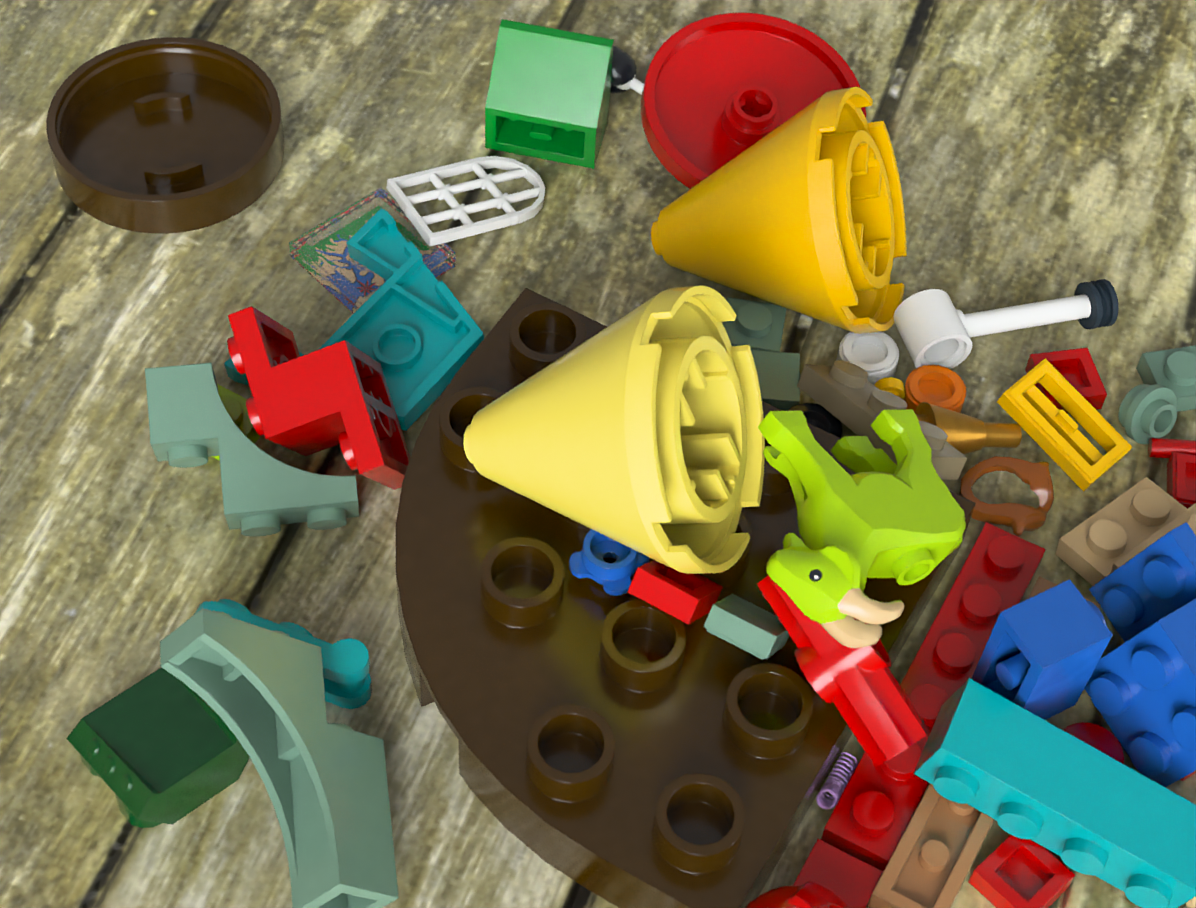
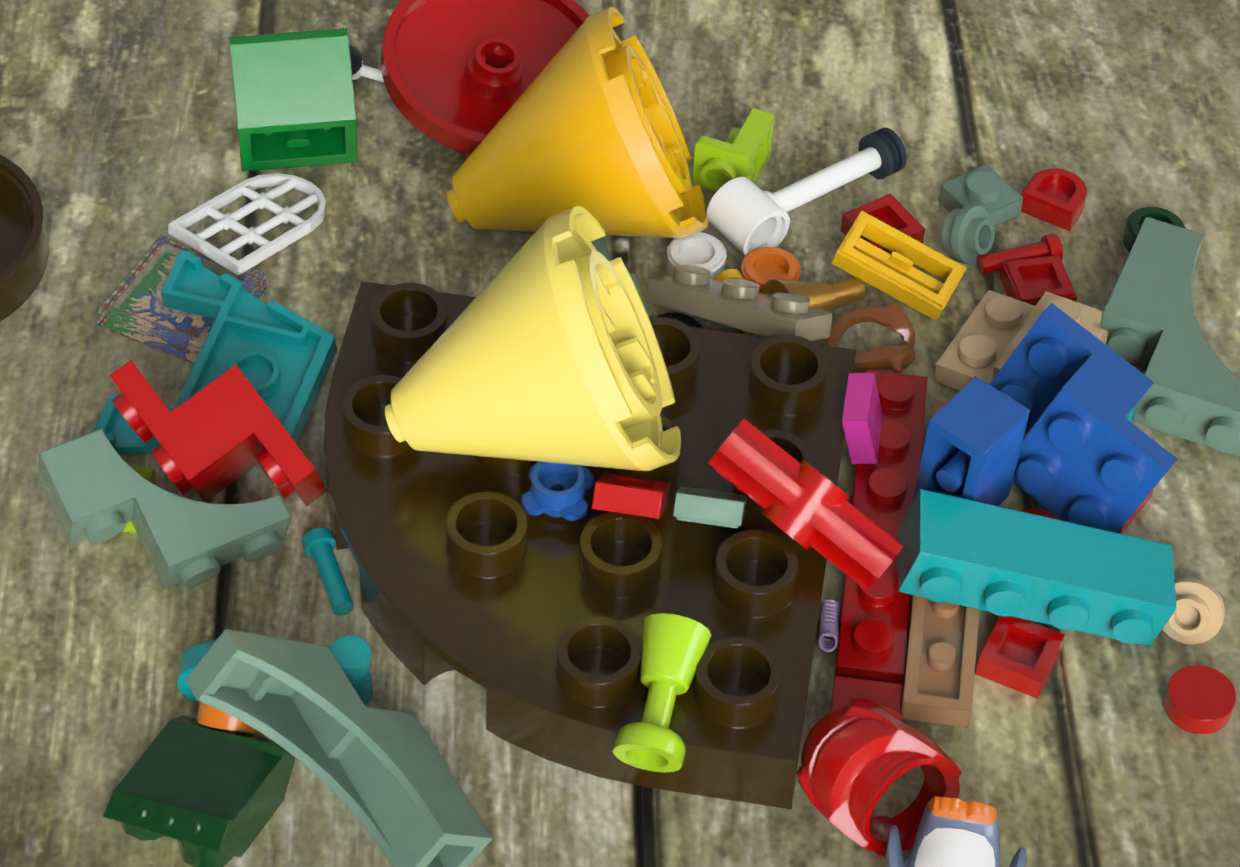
camera: 20 degrees left, 5 degrees down
(383, 534) = (320, 545): none -> teal piece
(632, 785) = (668, 664): none -> lime piece
(861, 524) = (776, 379): lime animal -> none
(953, 268) = (741, 156): none -> lime bracket
(953, 581) = (862, 418): none -> dark pink tile

